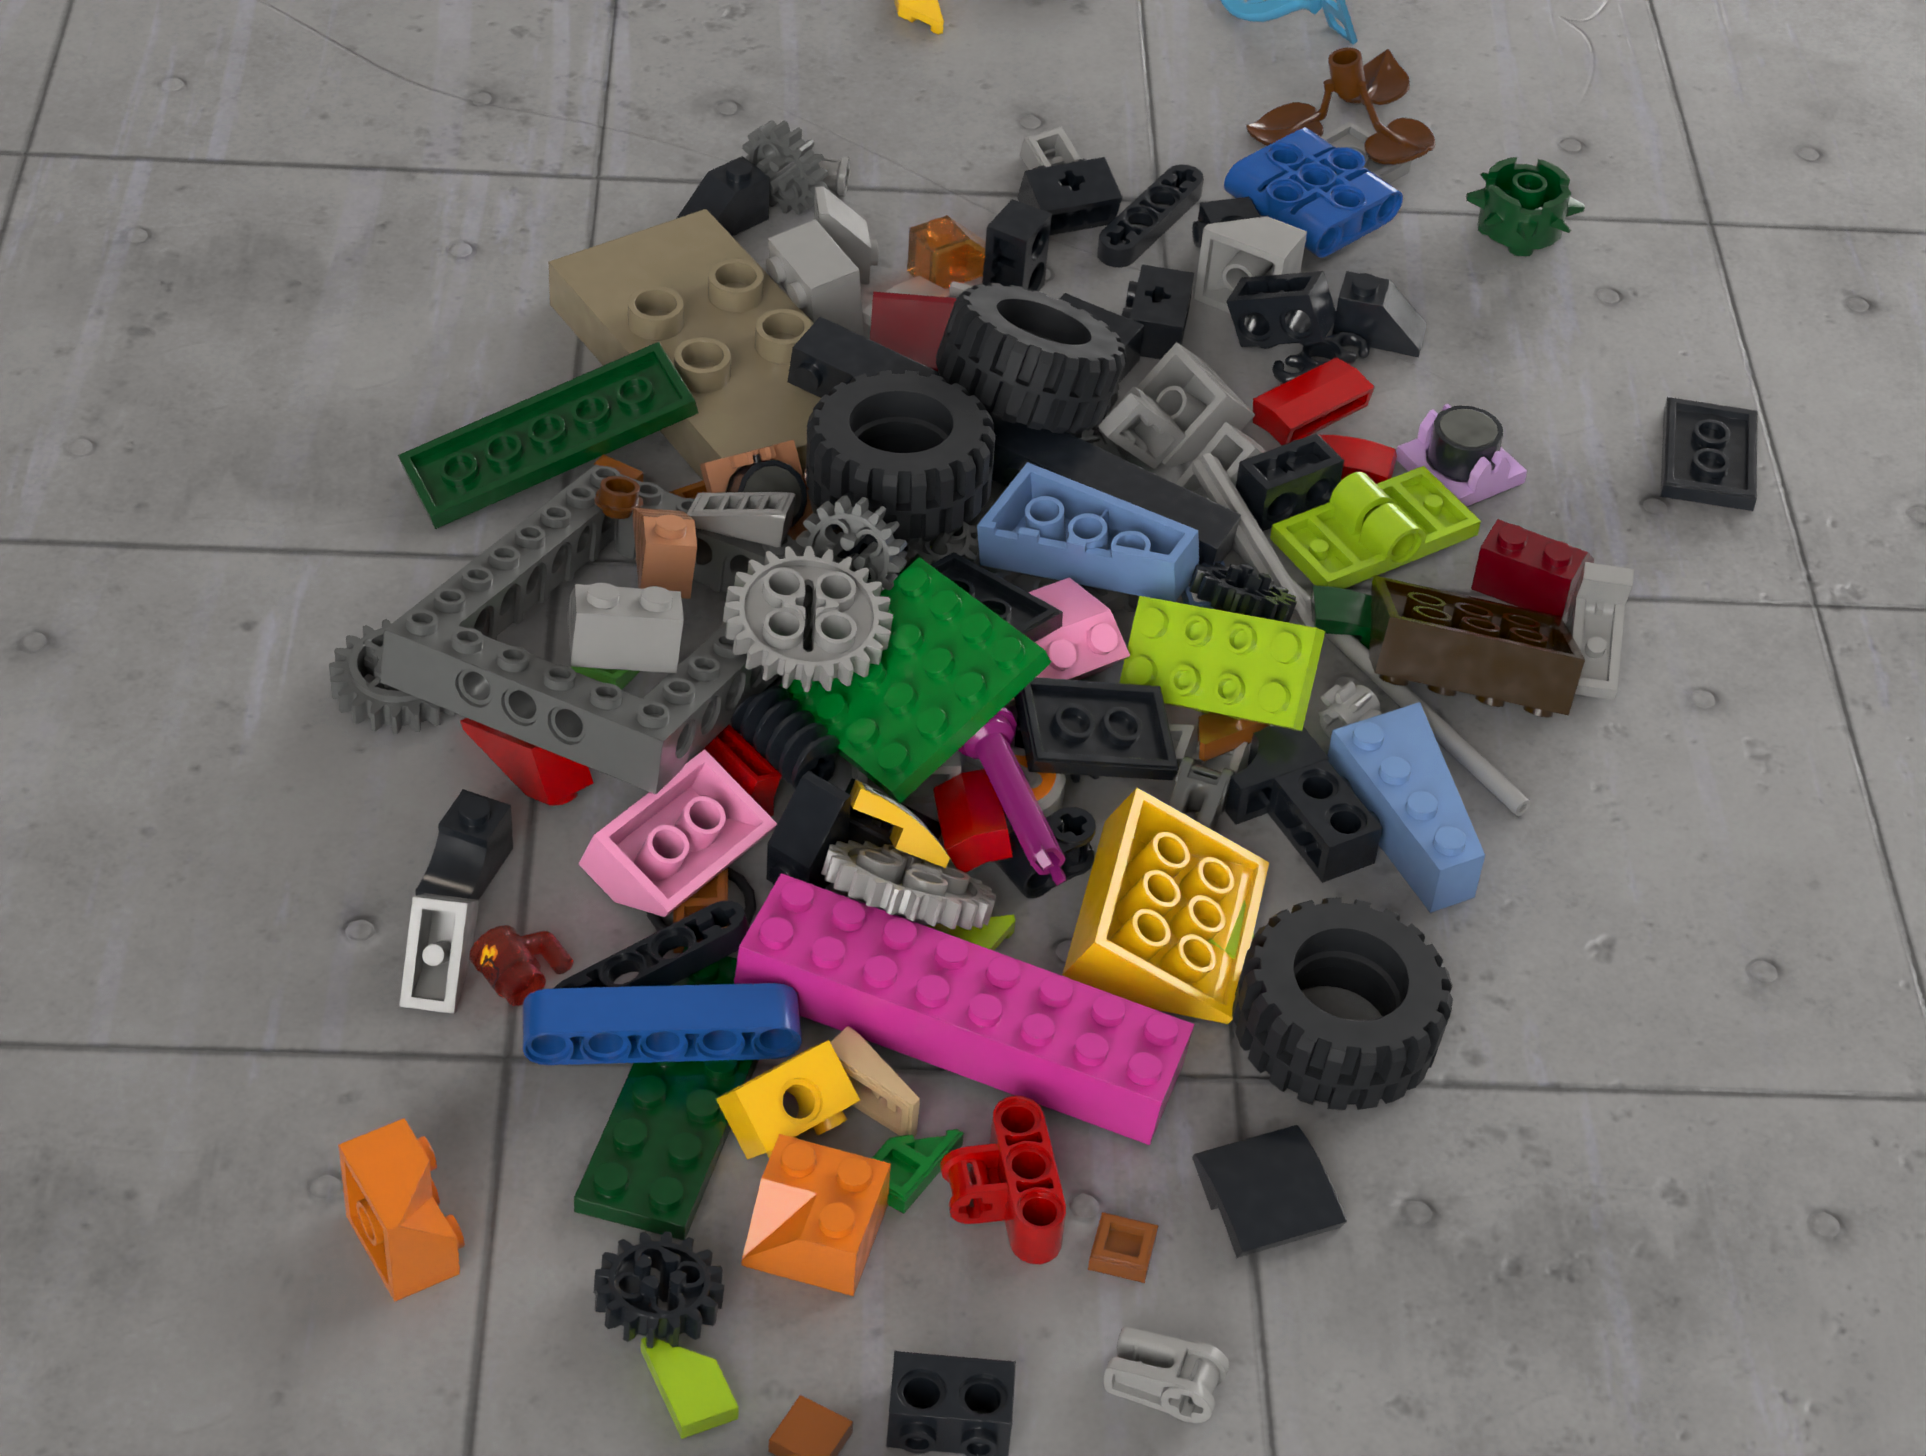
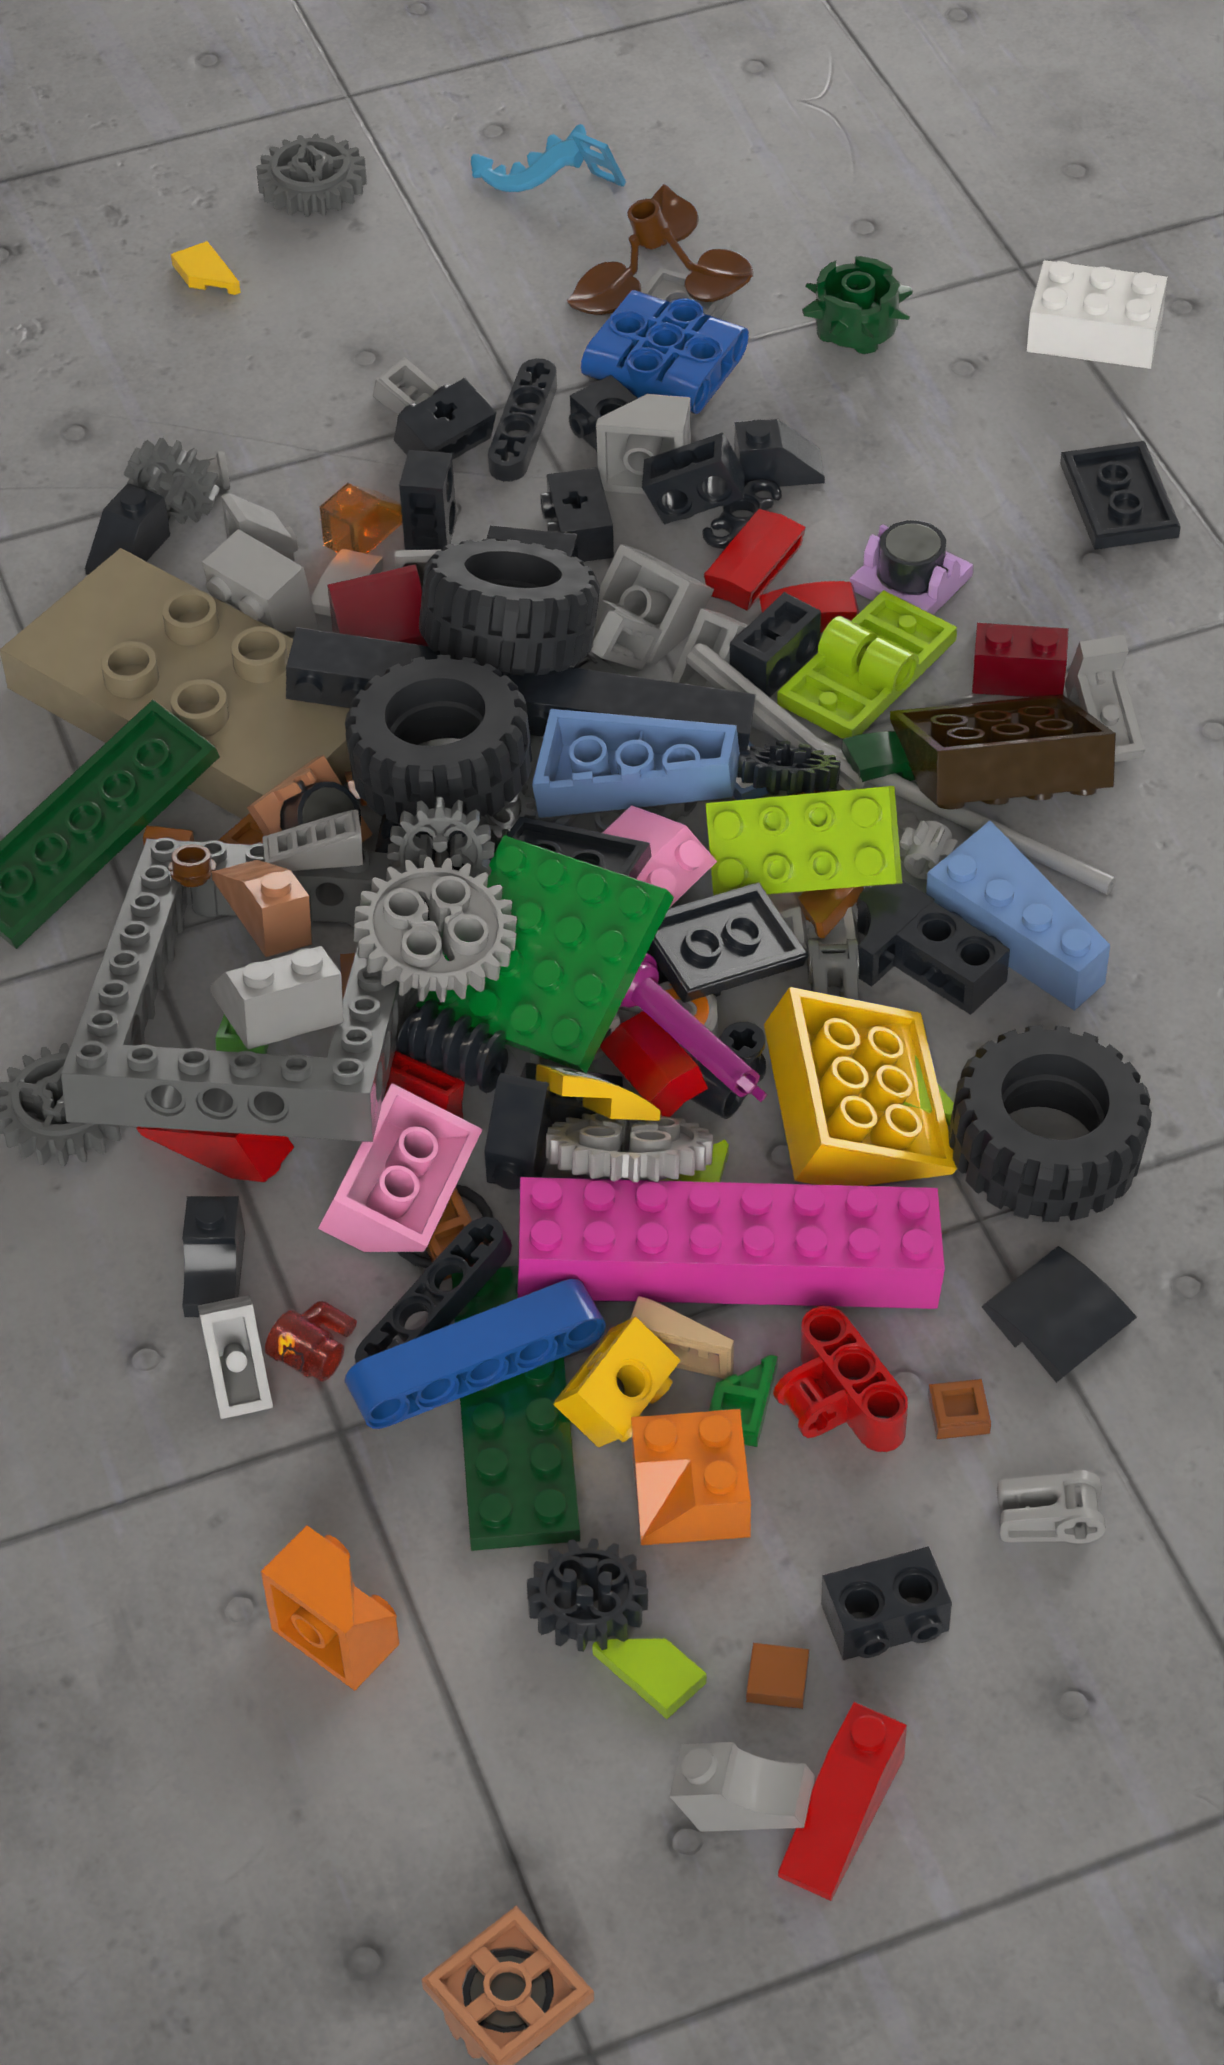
camera: 15 degrees left, 5 degrees up
(1763, 282) = (1096, 314): none -> white brick

